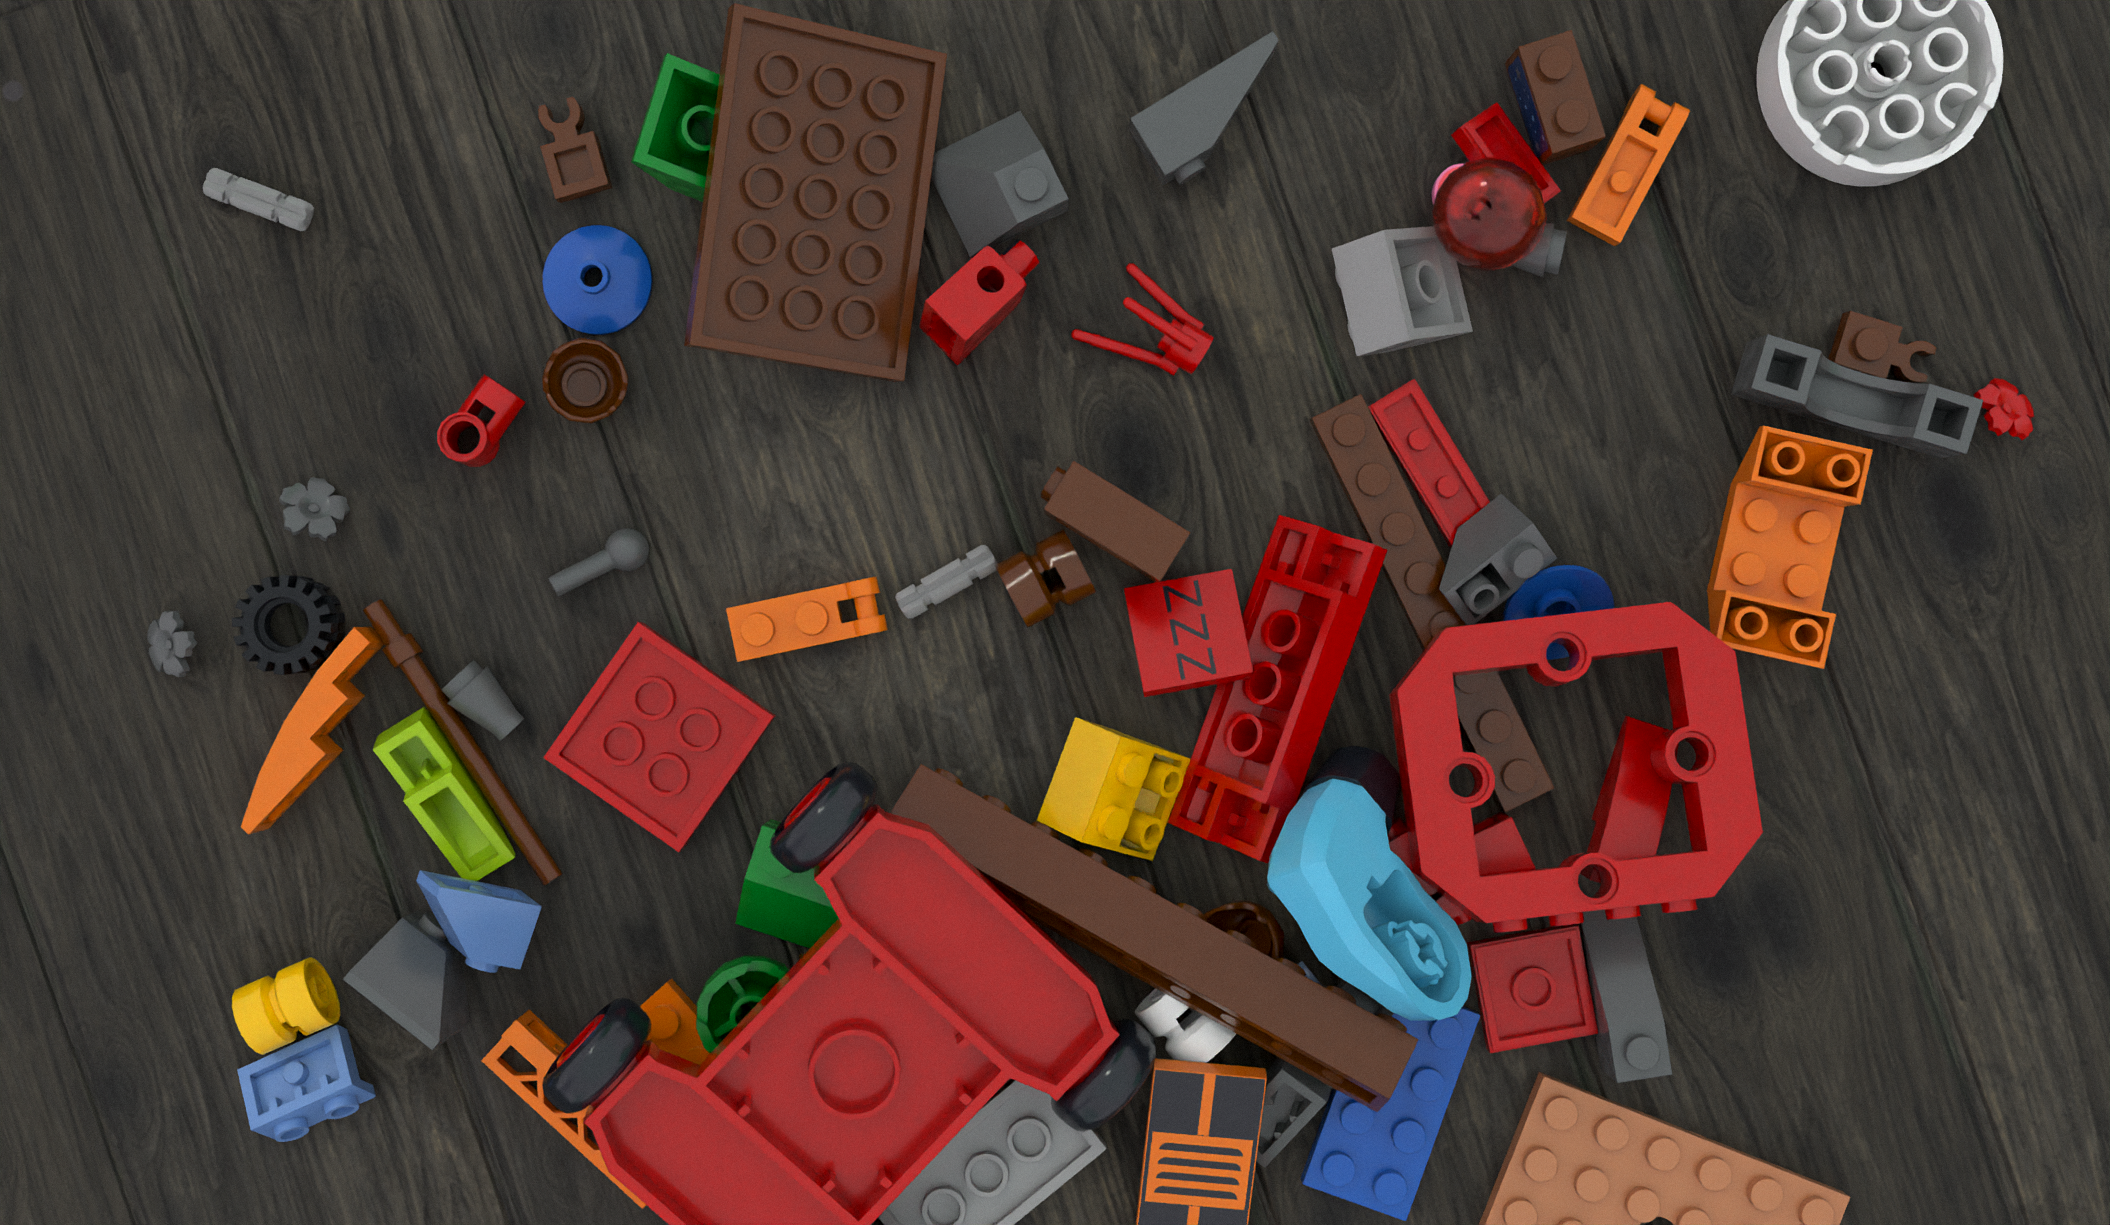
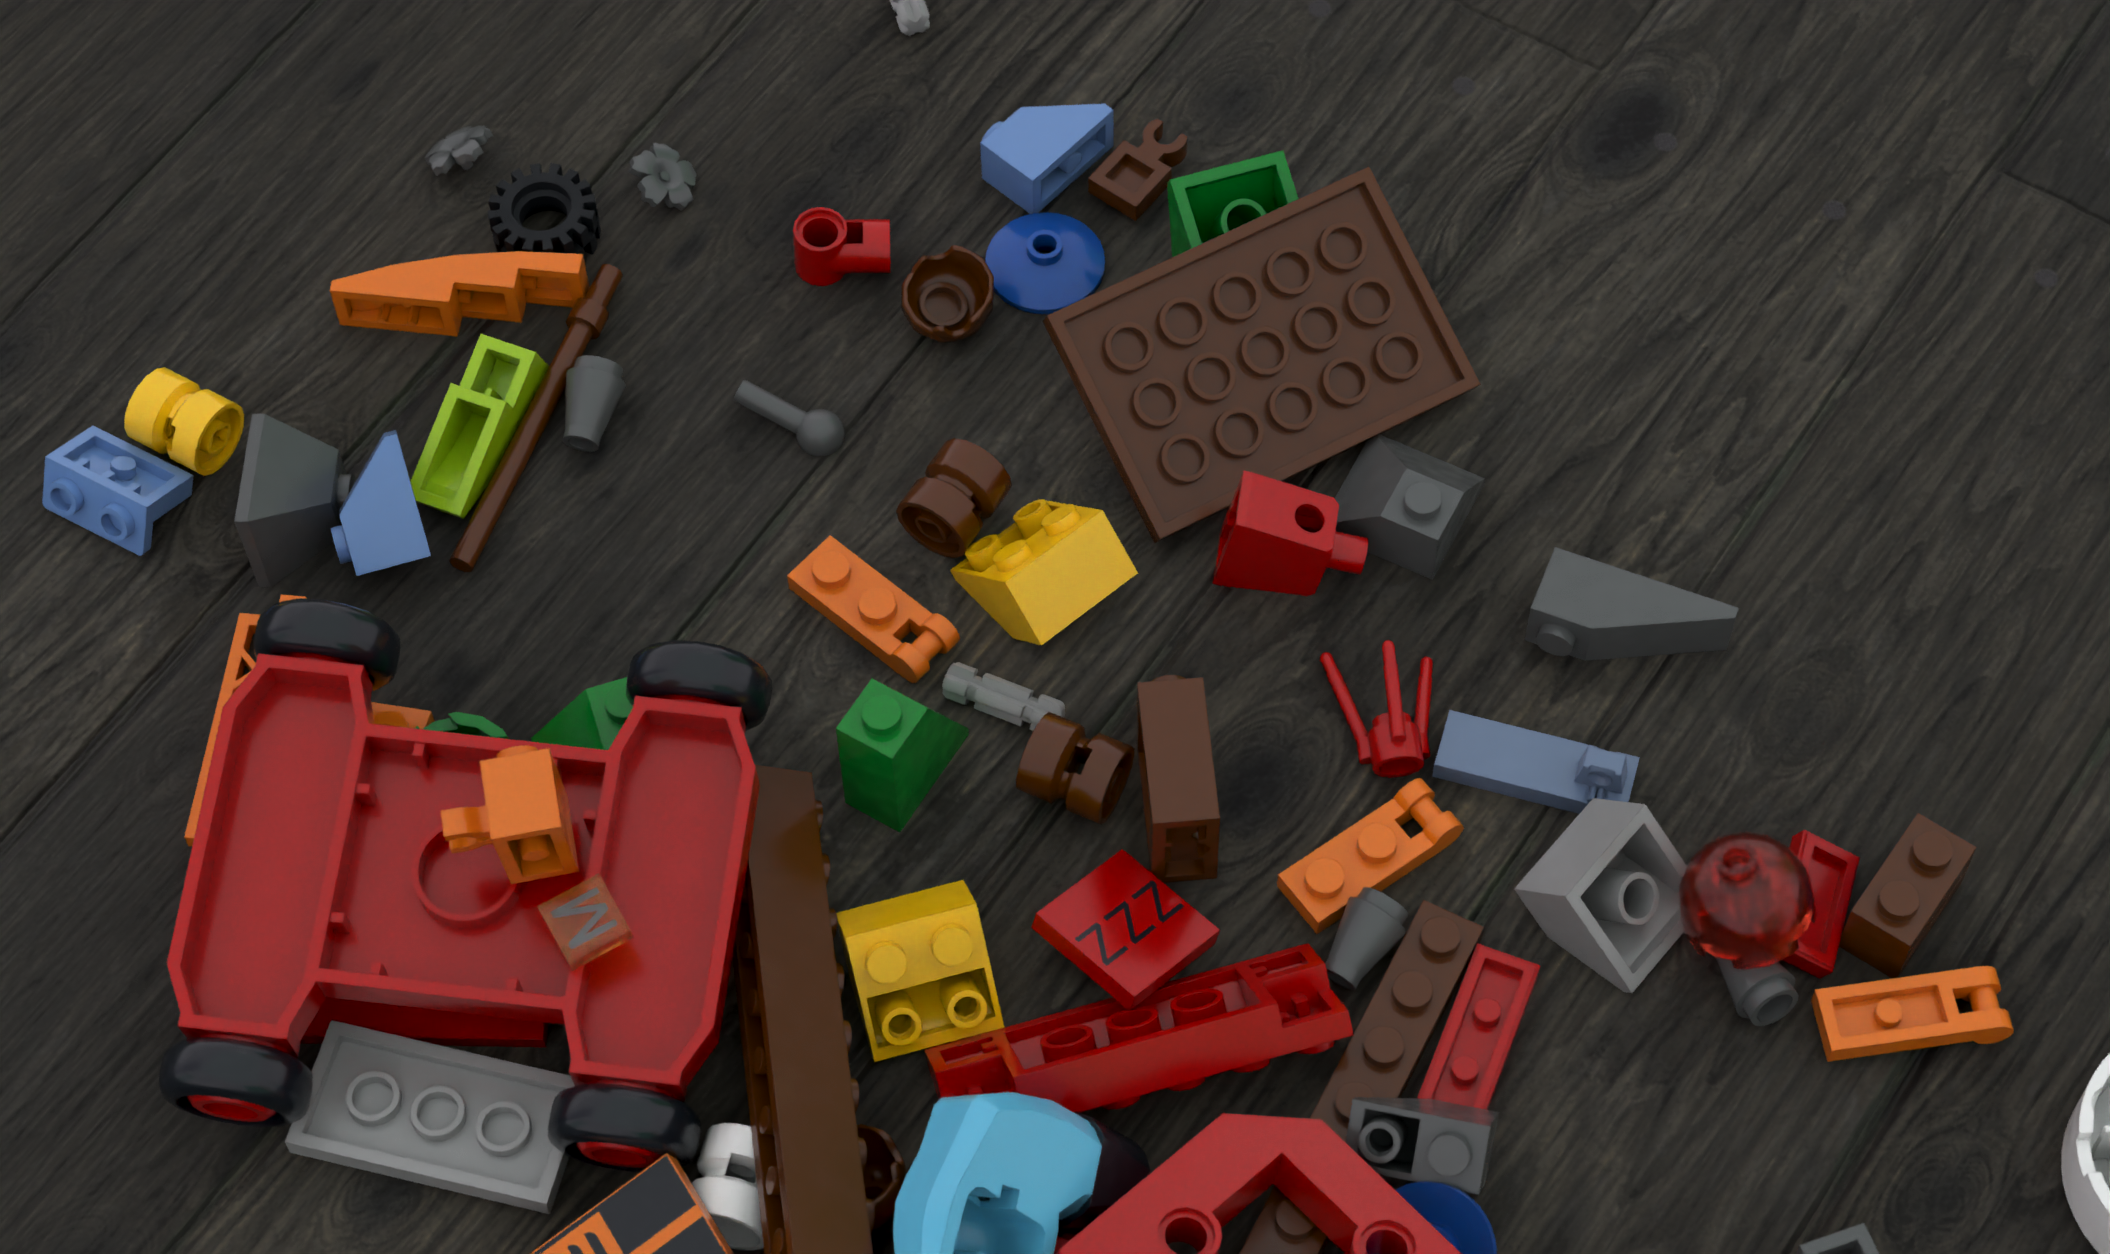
camera: 55 degrees right, 30 degrees down
(502, 212) = (1044, 150): none -> medium blue slope
(659, 736) = (666, 559): red plate -> none
(765, 502) = (958, 491): none -> reddish brown wheel
(868, 480) = (1045, 569): none -> yellow slope
(872, 1037) = (522, 816): none -> orange brick
(943, 686) = (893, 753): none -> green slope
(964, 1027) = (585, 922): none -> clear orange tile
(1249, 426) = (1368, 854): none -> orange plate
(1267, 260) = (1531, 764): none -> sand blue hinge
(1309, 478) = (1364, 936): none -> dark grey cone

